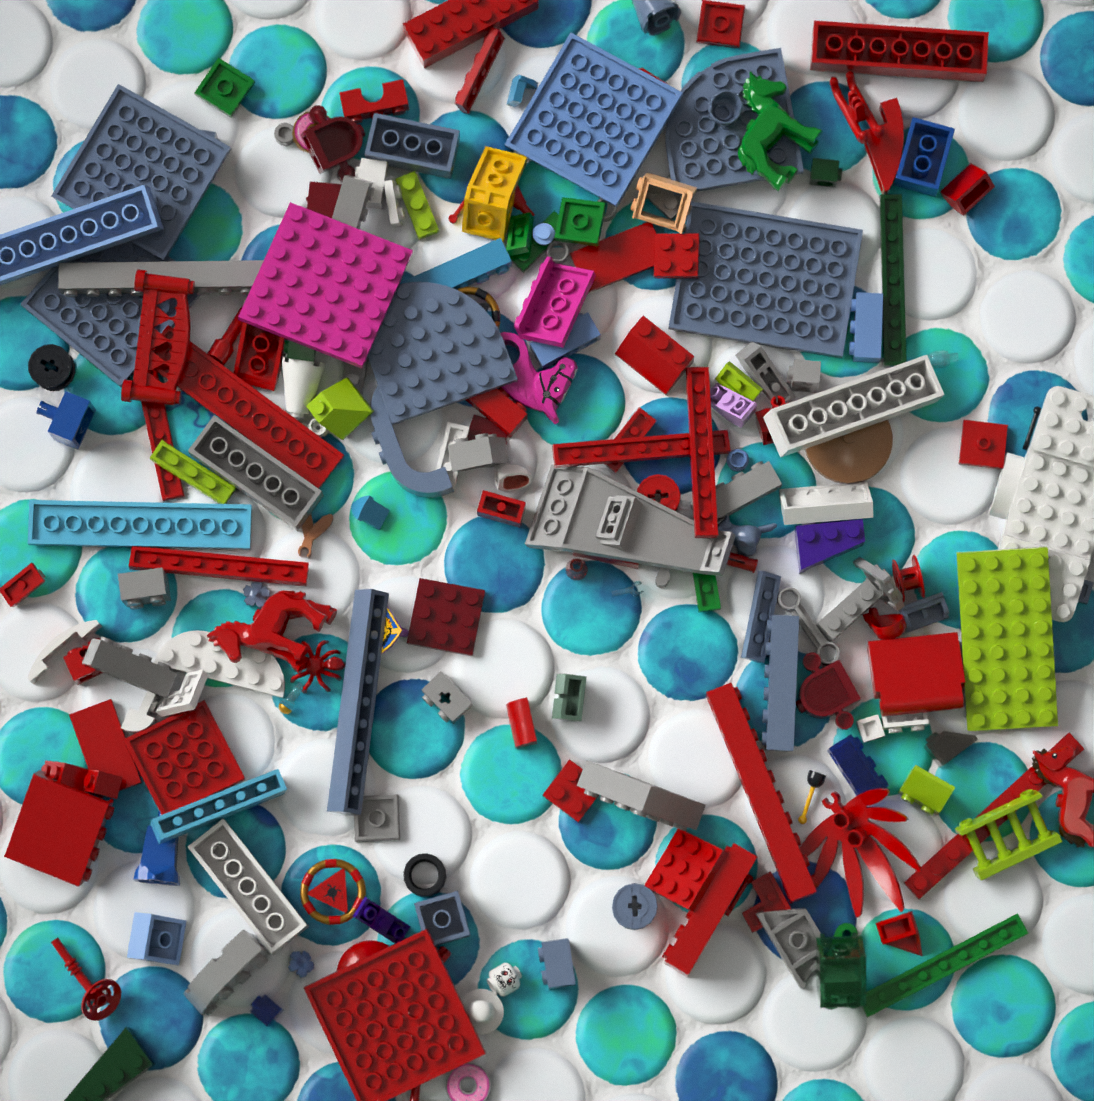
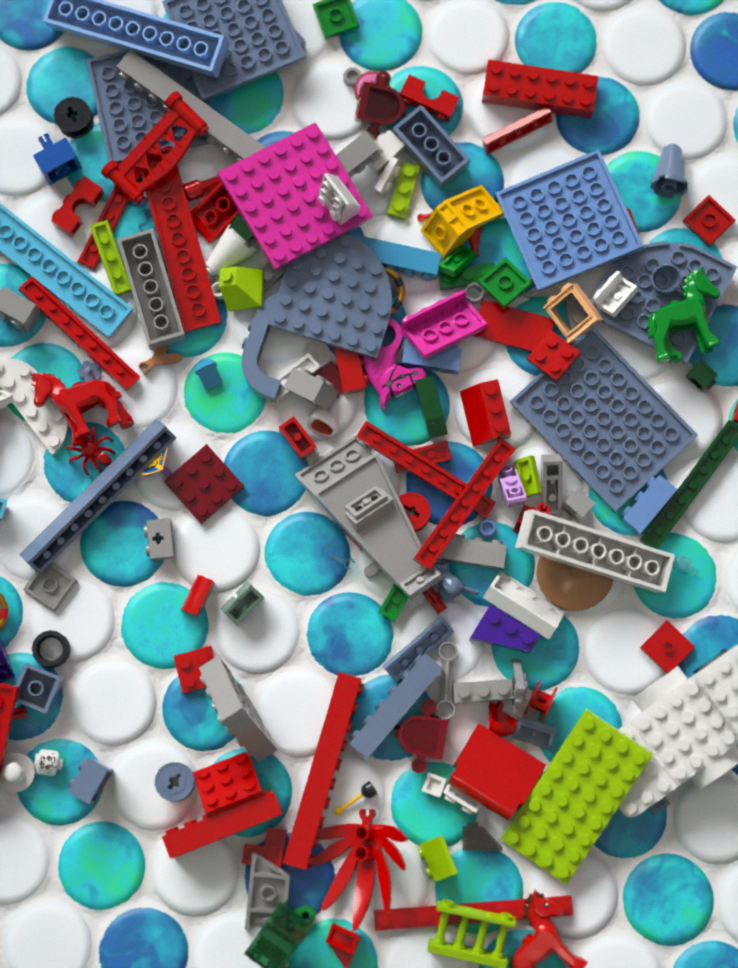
camera: 35 degrees right, 0 degrees up
(119, 430) = (84, 192): none -> red arch
(286, 705) = (50, 462): clear light blue piece -> none
(323, 197) = (341, 137): dark red piece -> none
(371, 259) = (337, 199): none -> white slope
(517, 89) = (537, 158): dark azure tile -> none
(543, 234) = (473, 273): light blue plate -> none
(576, 574) = (318, 523): cone -> none
(602, 387) = (431, 407): none -> dark green slope
(690, 156) = (615, 294): none -> white bracket
(748, 879) = (268, 823): red hinge -> none
(855, 766) = (402, 804): clear blue brick -> none

